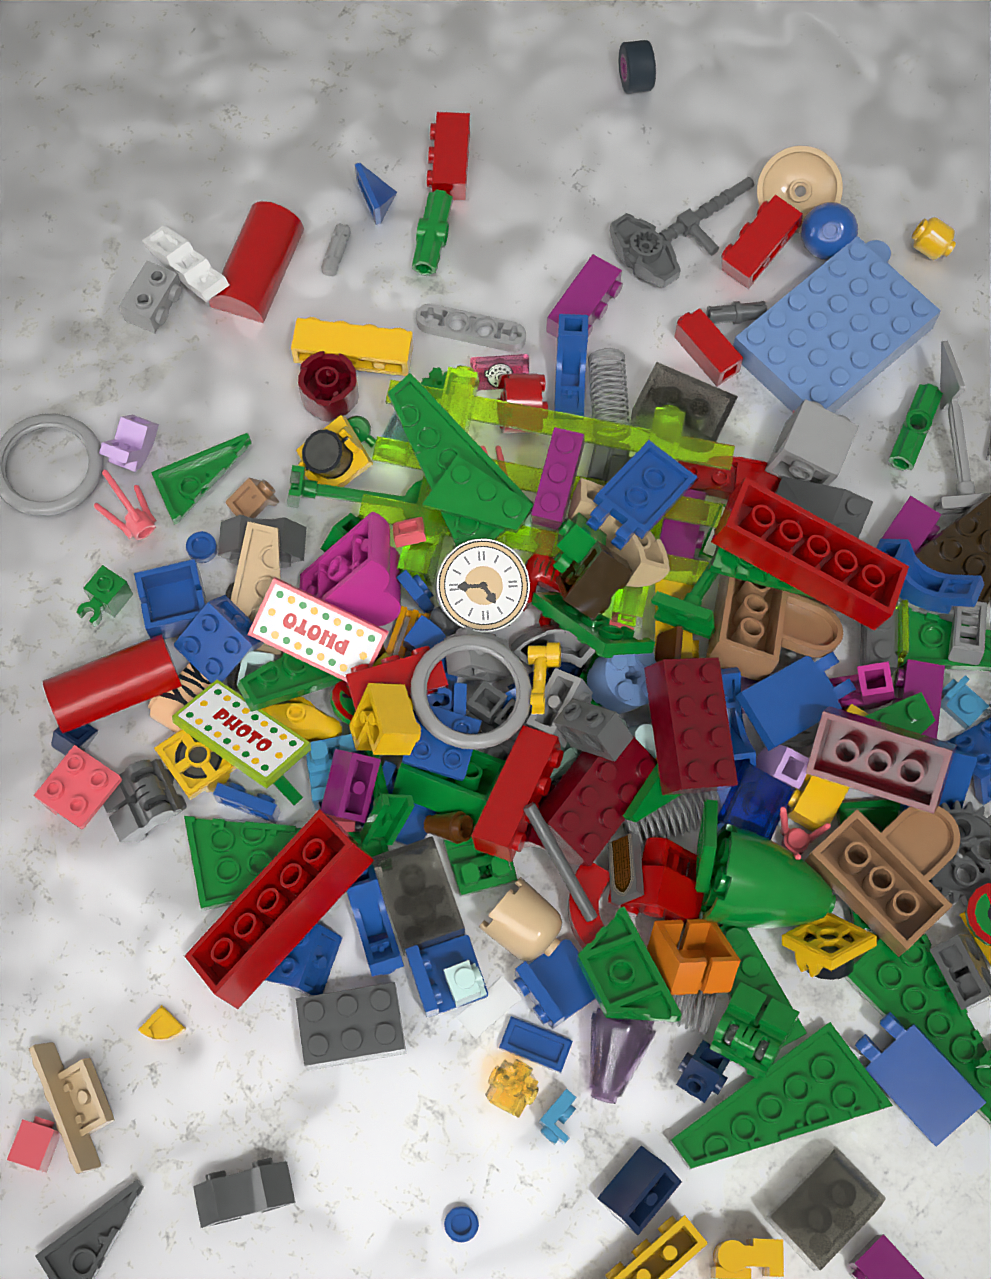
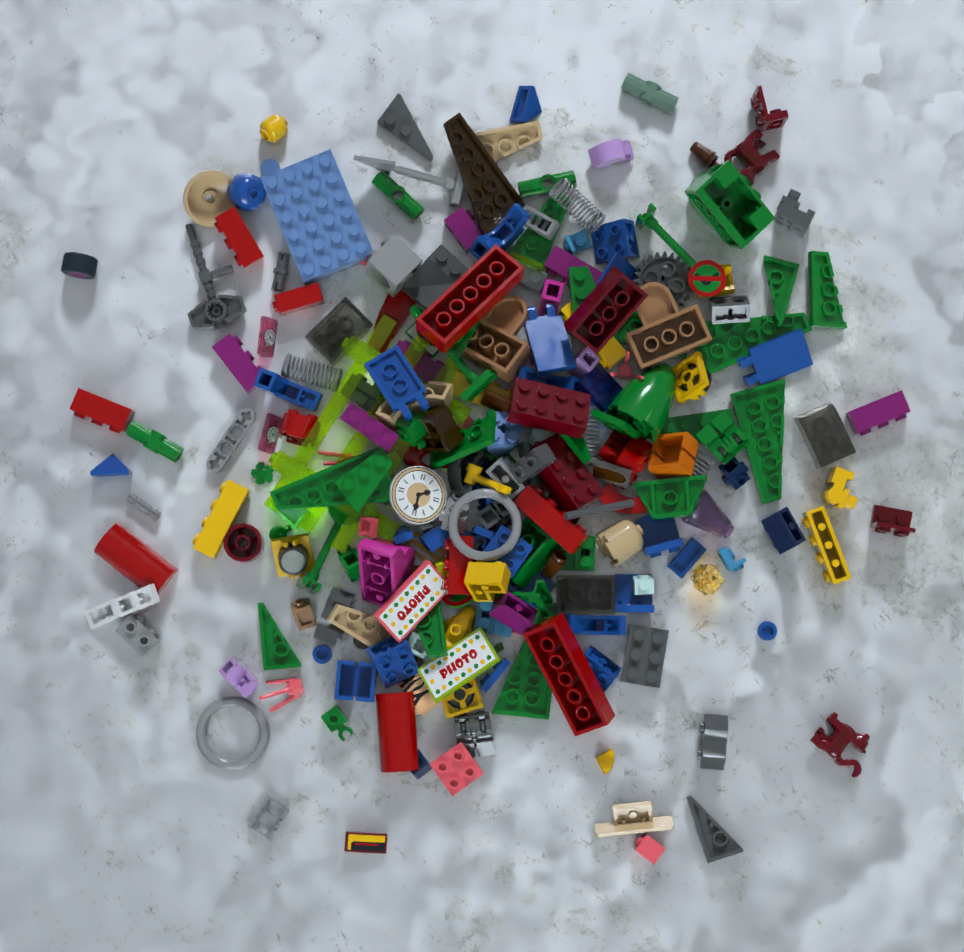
camera: 70 degrees left, 15 degrees up
(636, 324) = (267, 337): none -> clear pink slope

